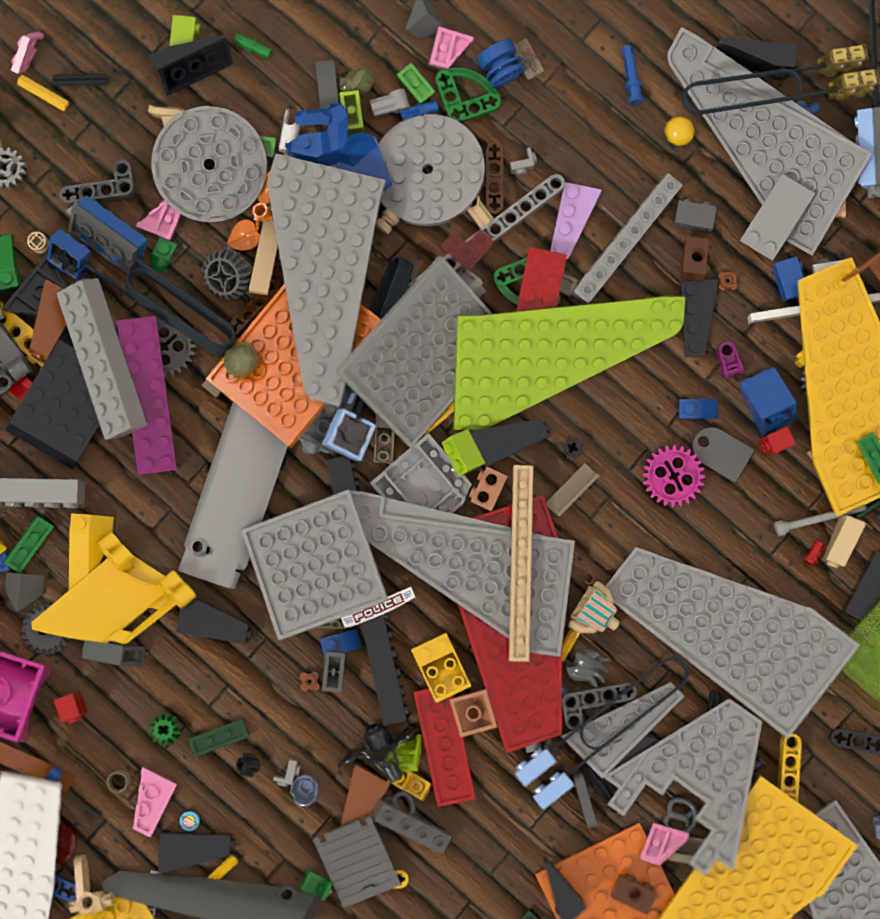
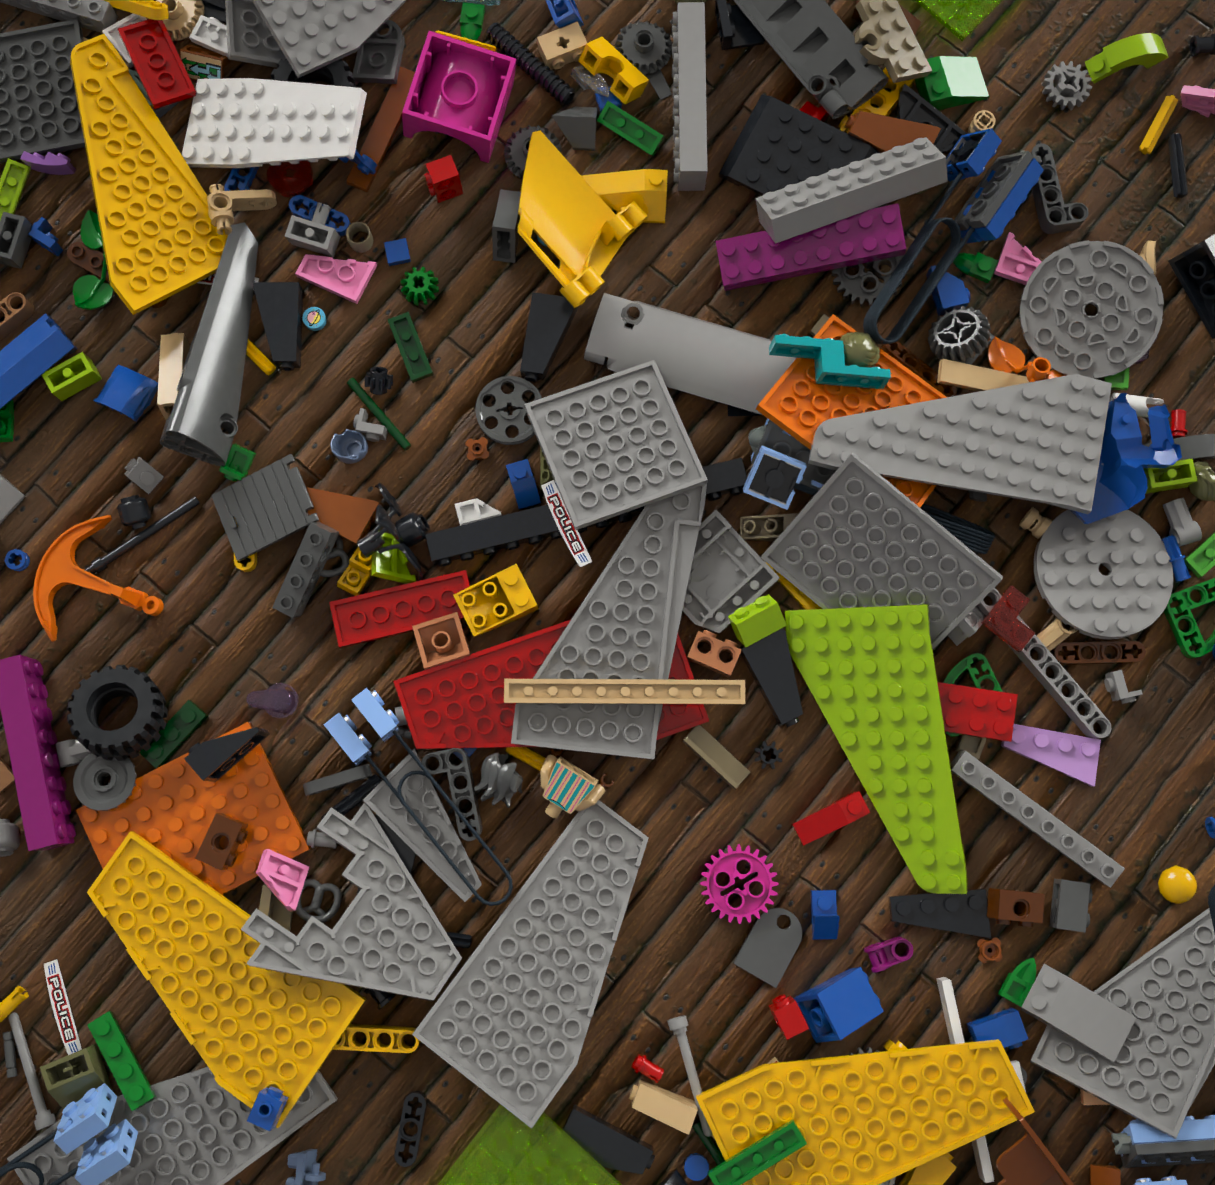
camera: 85 degrees right, 5 degrees down
(94, 832) = (311, 205): none -> blue beam
(115, 820) = (314, 234): none -> light grey brick
(132, 748) = (397, 252): none -> blue tile
(188, 278) = (949, 293): none -> blue slope
(251, 385) = (829, 361): none -> teal bracket
(268, 659) = (502, 402): none -> dark grey wedge
(275, 765) = (379, 414): none -> dark green bar
(307, 99) = (1178, 423): none -> red pin
(333, 672) = (488, 474): dark grey slope -> none
(363, 684) = (474, 511): none -> white tile
(518, 851) = (275, 700): none -> clear purple piece
(622, 400) = (831, 818): none -> red slope
(632, 814) = (320, 839): none -> light grey pin
(752, 259) = (1019, 982): none -> green plate
(842, 852) = (268, 1108): none -> blue brick

